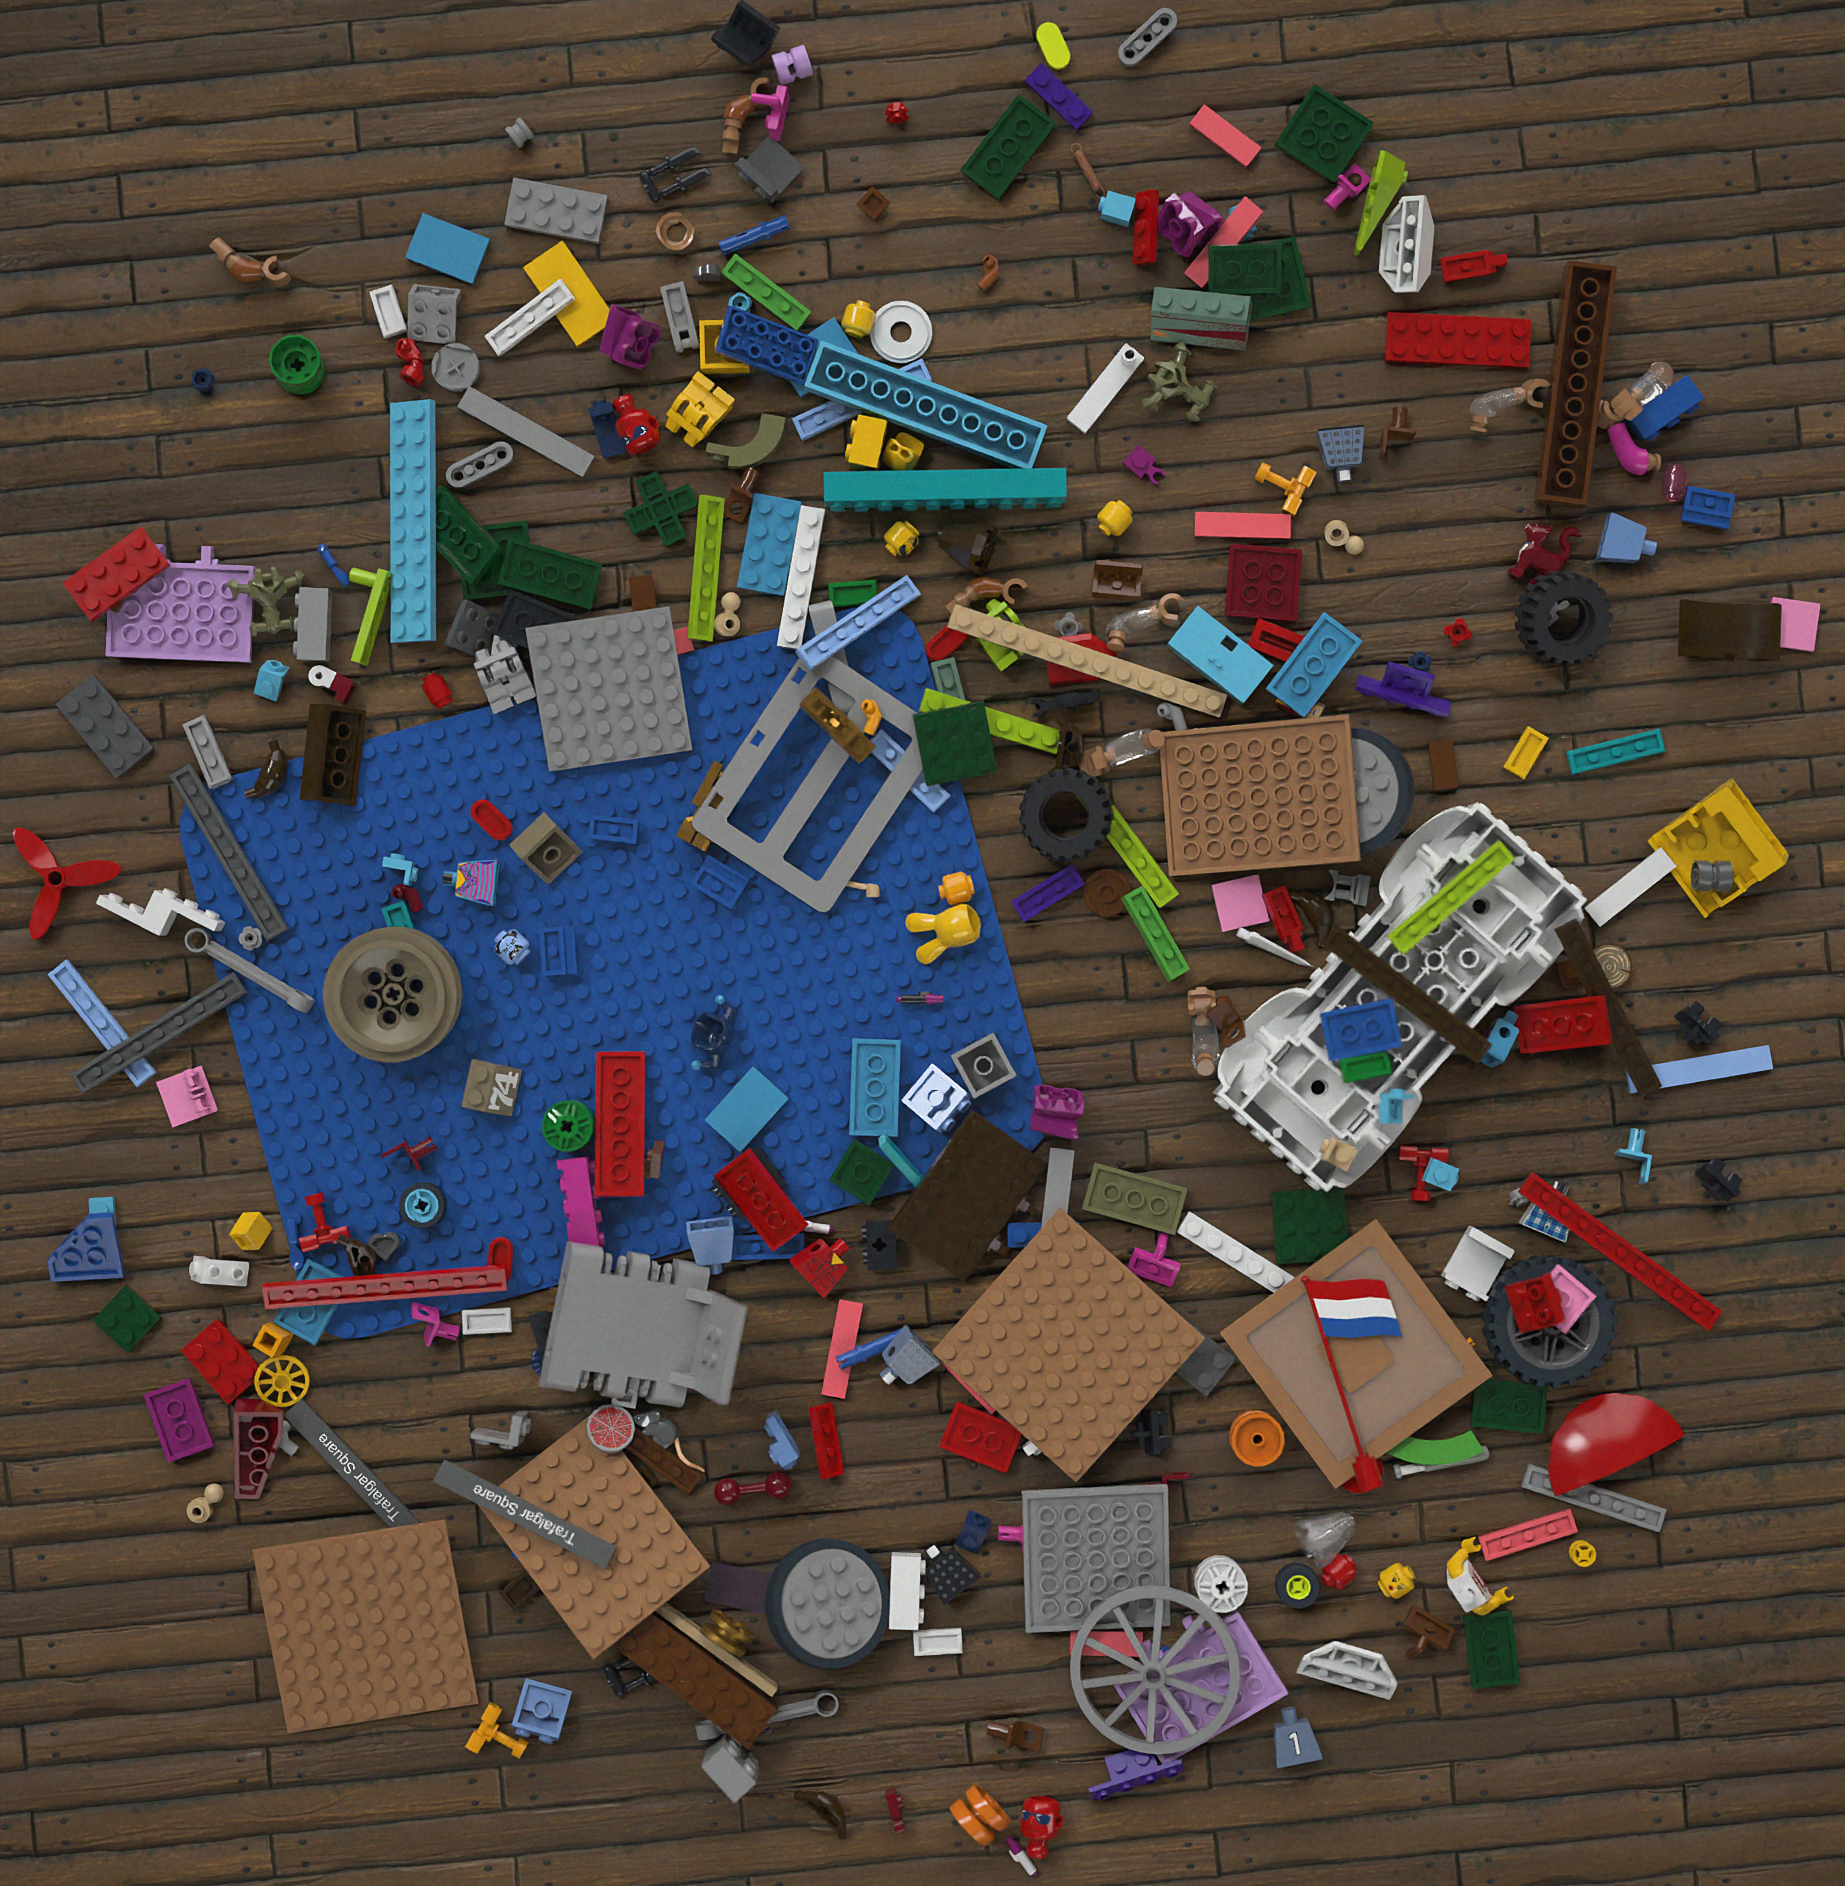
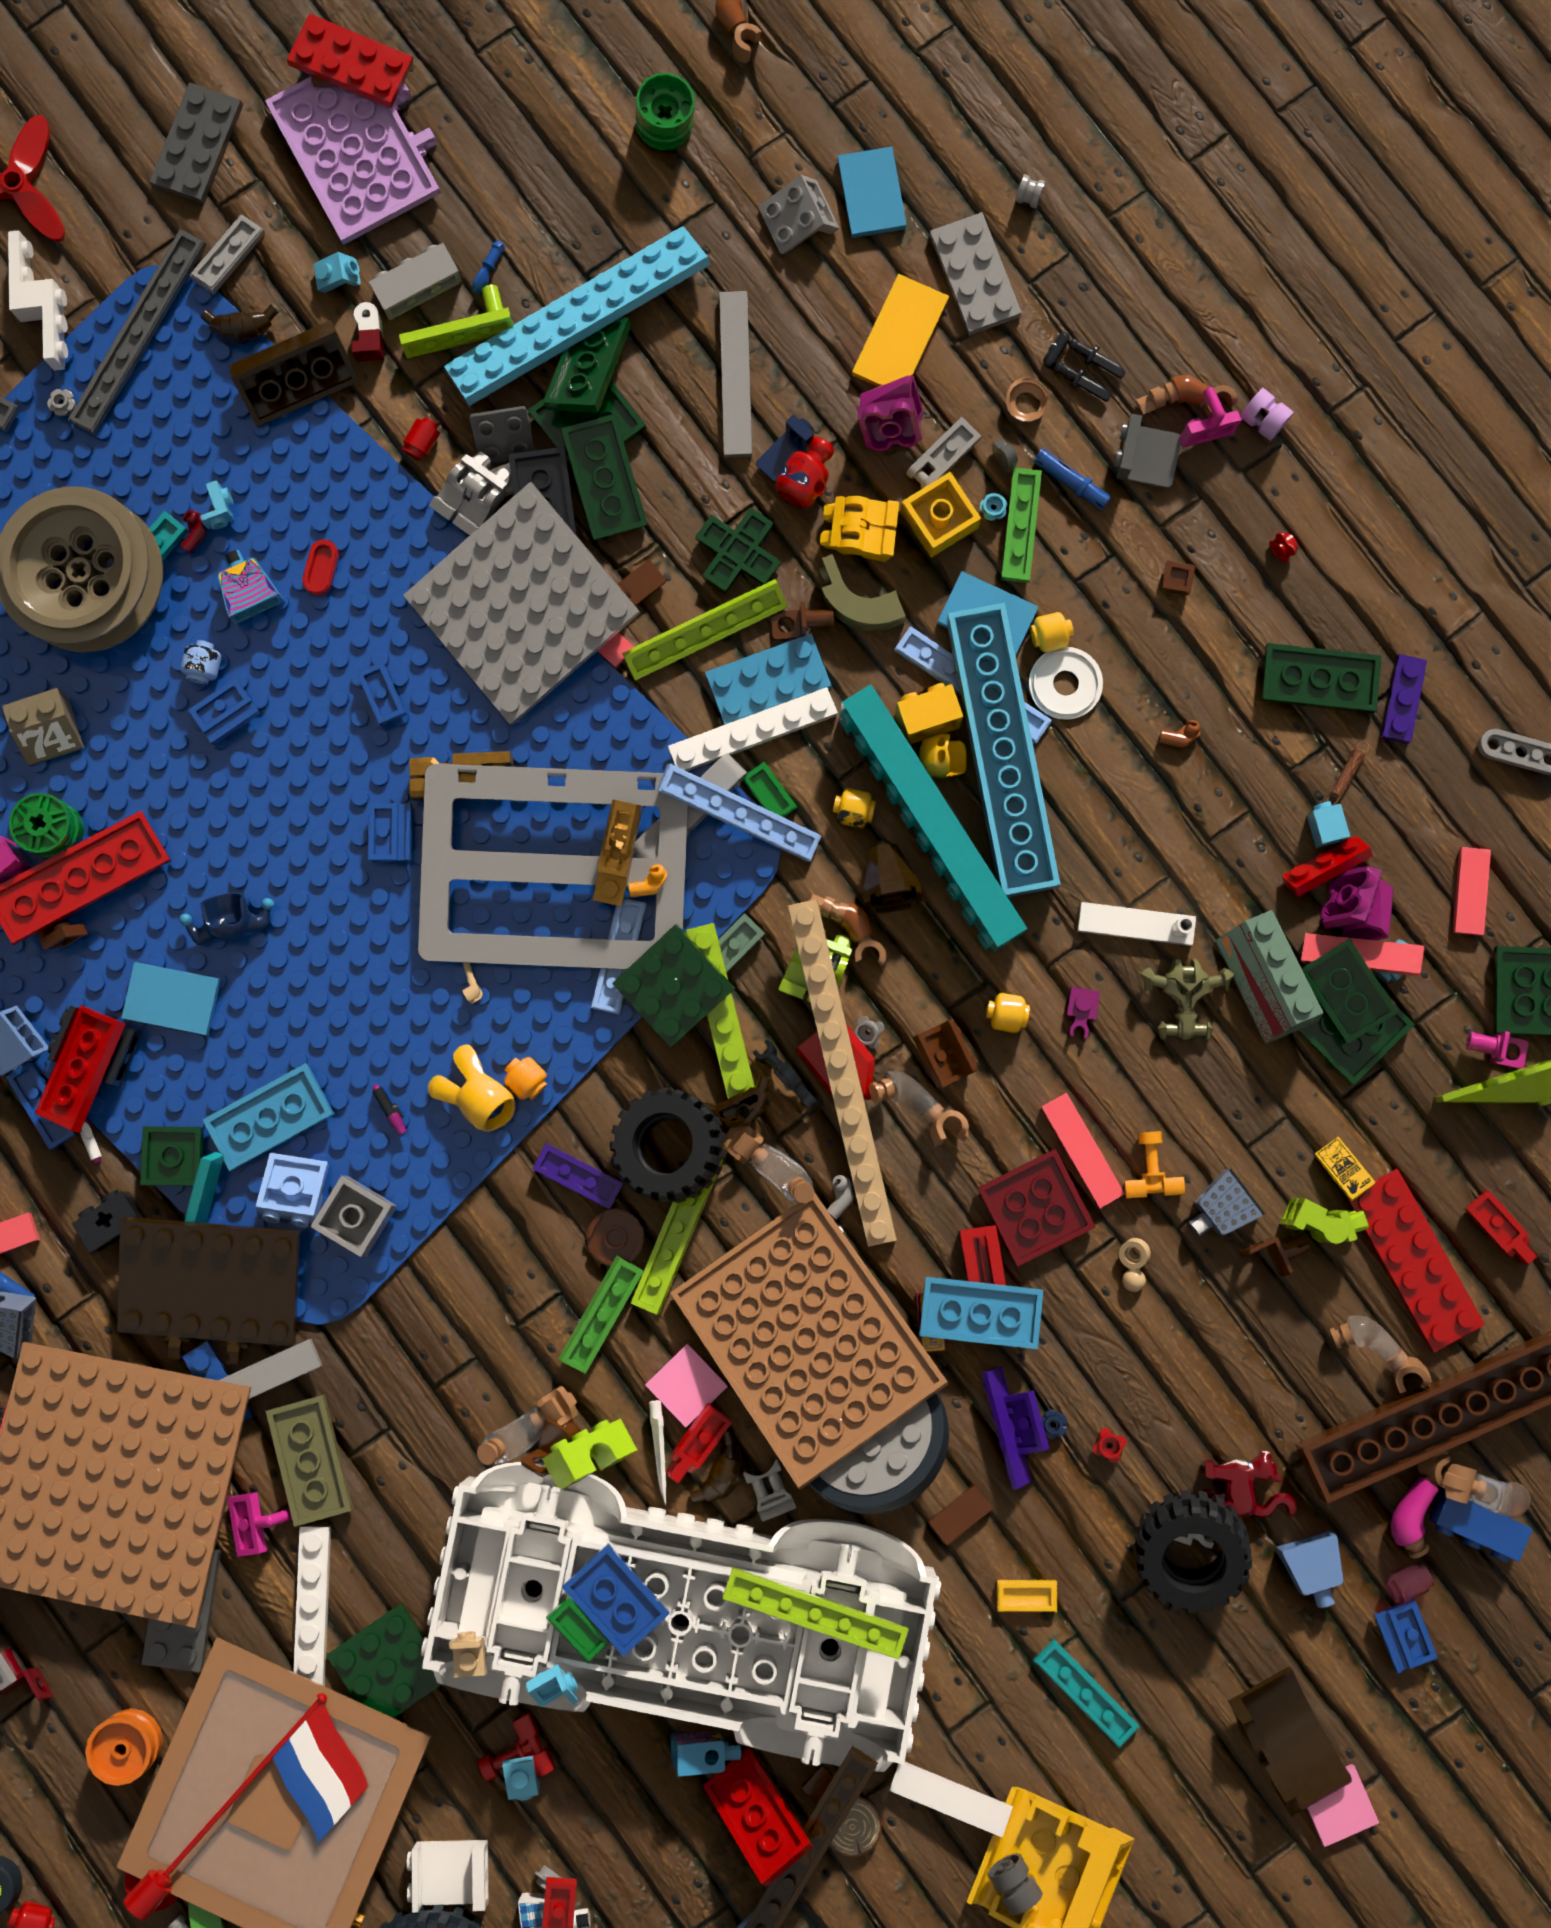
camera: 65 degrees right, 5 degrees down
(198, 375) = (597, 28): dark blue plate -> none
(267, 590) = (421, 215): olive piece -> none
(294, 997) = (24, 482): light grey piece -> none
(388, 311) = (774, 172): white tile -> none
(407, 351) = (745, 213): red arm -> none
(455, 367) = (758, 268): light grey tile -> none
(469, 465) = (668, 338): light grey plate -> none
(530, 317) = (852, 309): white tile -> none
(545, 848) = (321, 637): dark tan slope -> none
(730, 603) = (685, 676): tan plate -> none
(746, 34) = (1268, 352): black bracket -> none
(766, 345) = (966, 551): blue tile -> none
(821, 1264) = (50, 1171): red torso -> none
(944, 643) = (772, 916): red tile -> none
(1053, 46) = (1451, 662): neon yellow tile -> none
(1056, 1111) = (350, 1322): magenta piece -> none
(1148, 1431) = (67, 1624): black hips -> none
(1219, 655) = (932, 1207): medium azure brick -> none
(1247, 995) = (572, 1461): none -> lime arch
(1324, 1536) = (60, 1886): clear cone -> none
(1366, 349) = (1345, 1169): none -> yellow tile
(1402, 383) = (1324, 1226): none -> lime hips
(1406, 994) = (683, 1628): dark brown plate -> none
(1407, 245) = (1480, 1147): white wedge -> none

